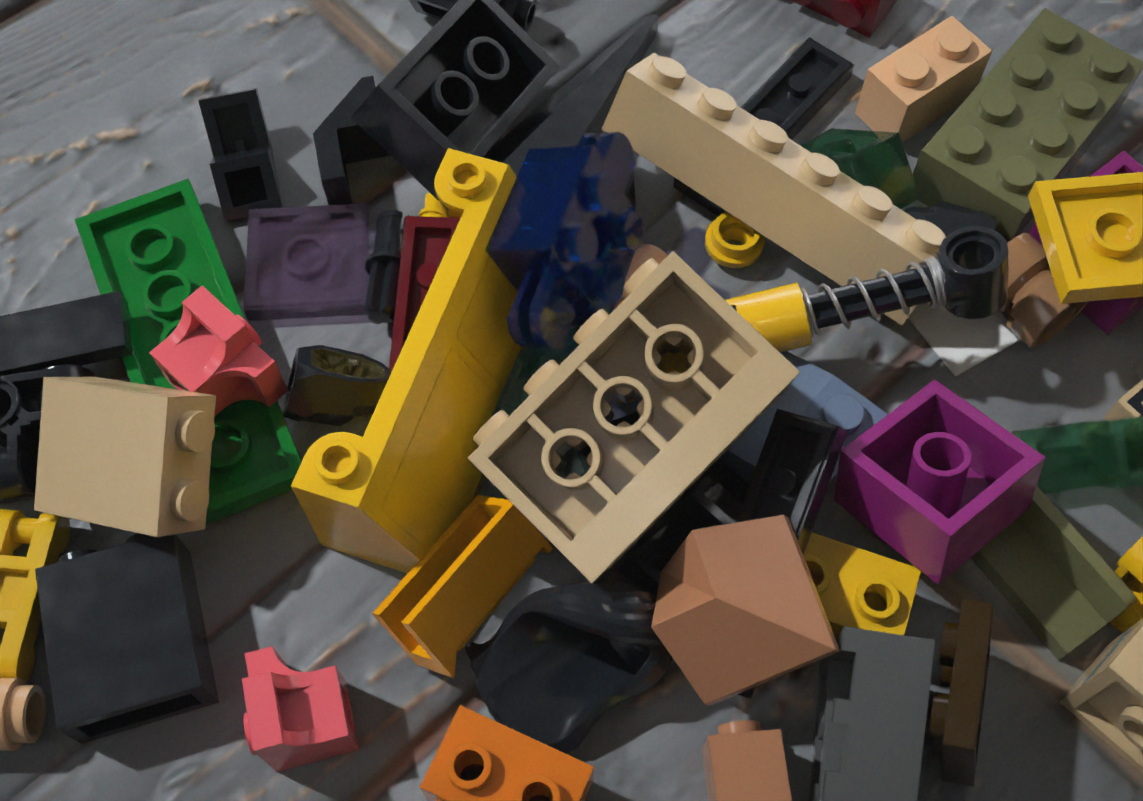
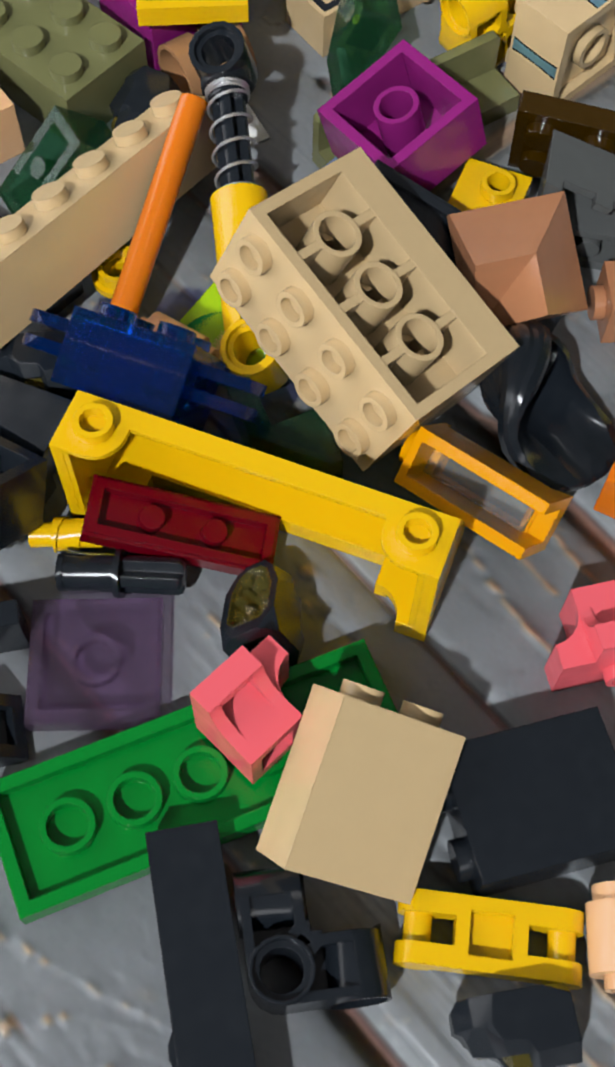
camera: 90 degrees left, 0 degrees up
(785, 244) = (159, 202): none -> orange piece

